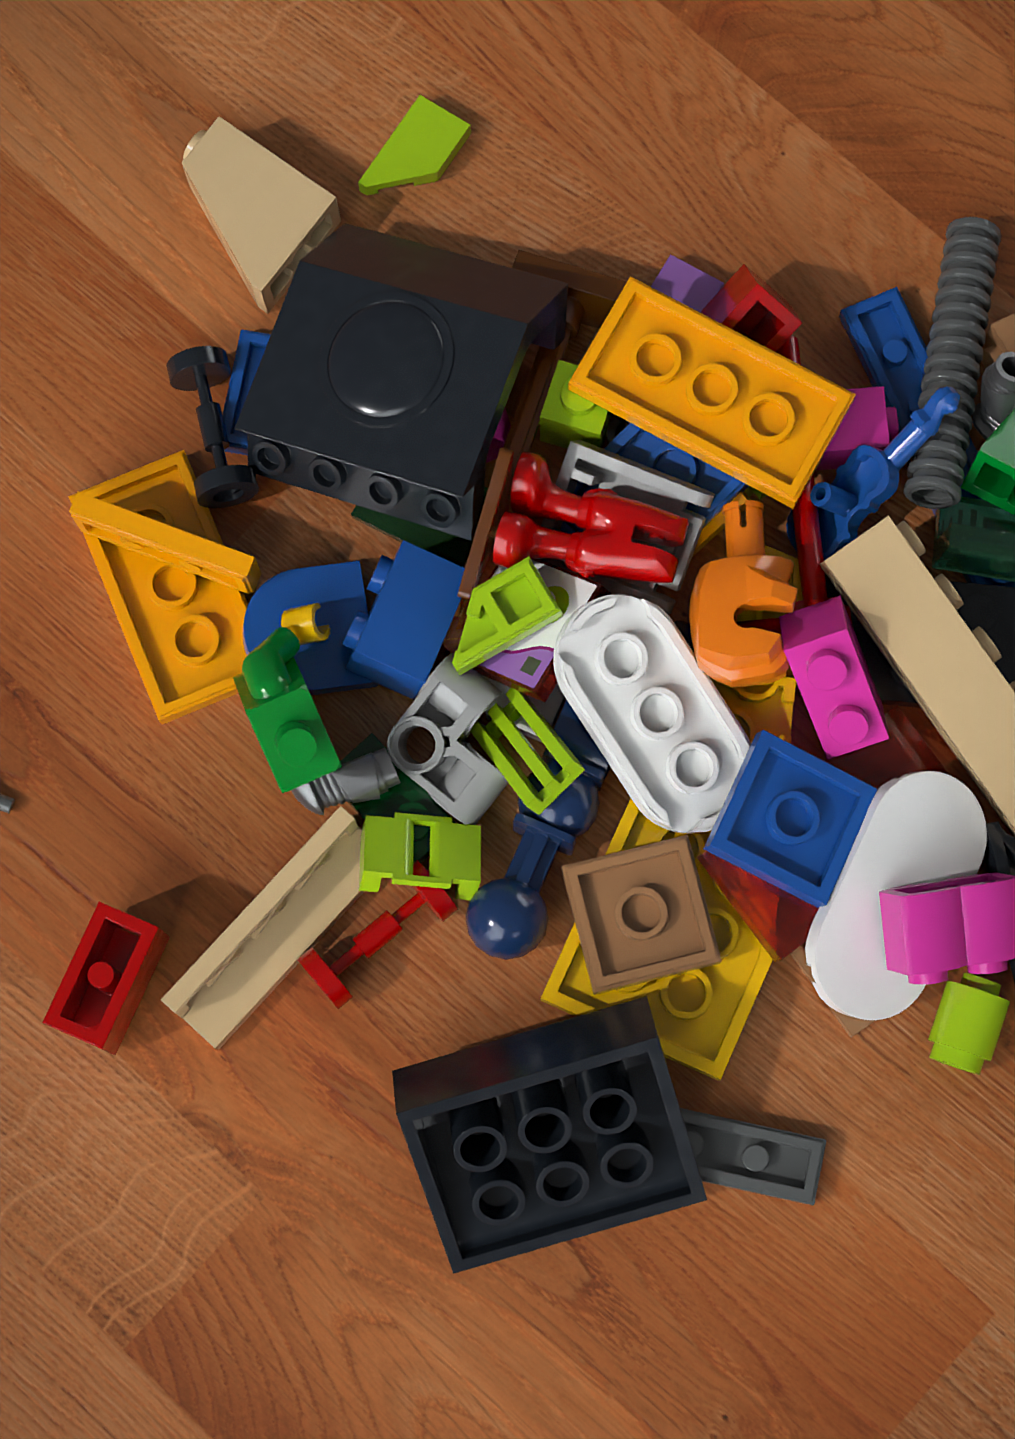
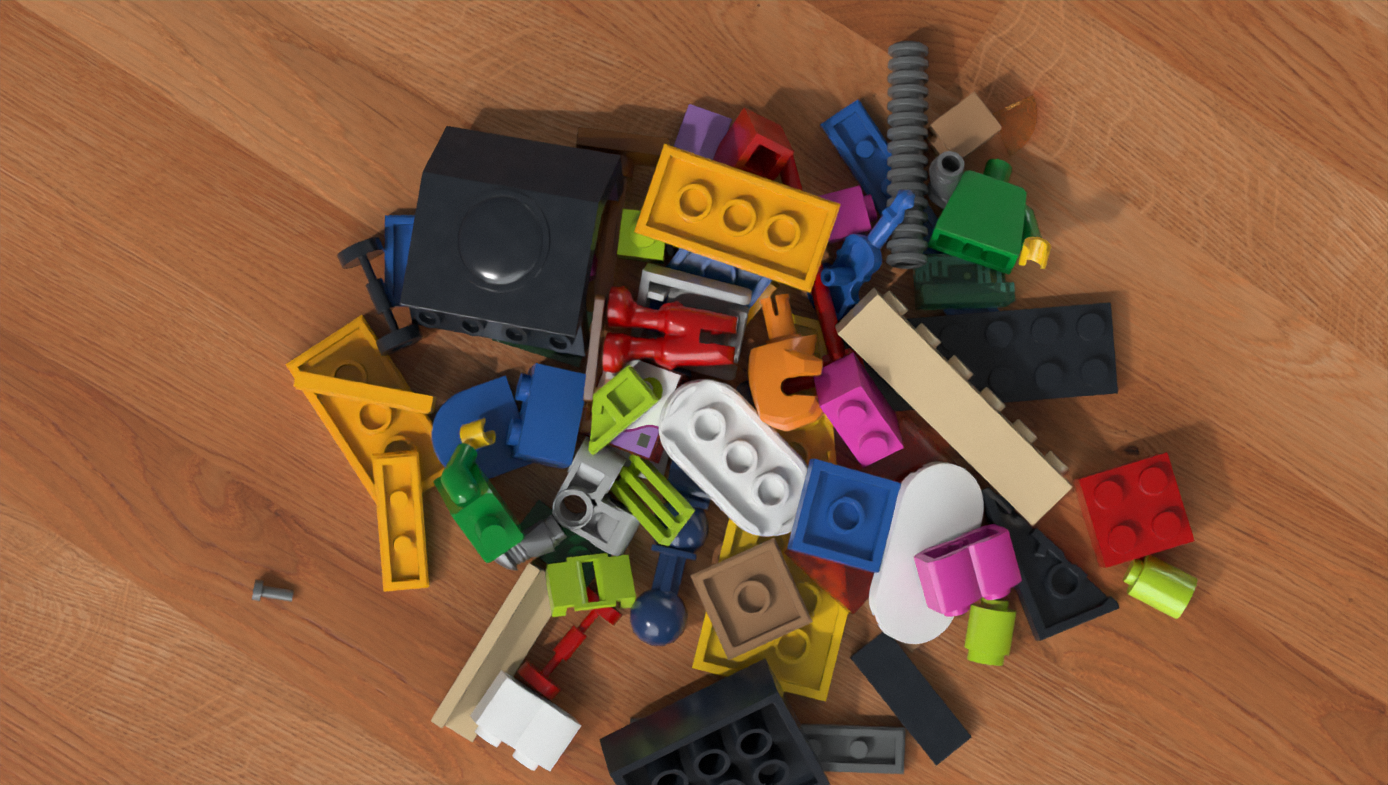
camera: 15 degrees left, 10 degrees up
(106, 978) = (388, 711): red brick -> none
(178, 726) = (400, 520): none -> light orange tile
(257, 207) = (379, 122): tan slope -> none
(293, 1031) = (525, 722): none -> white brick
(417, 148) = (487, 51): lime tile -> none
(841, 1099) = (910, 697): none -> black tile

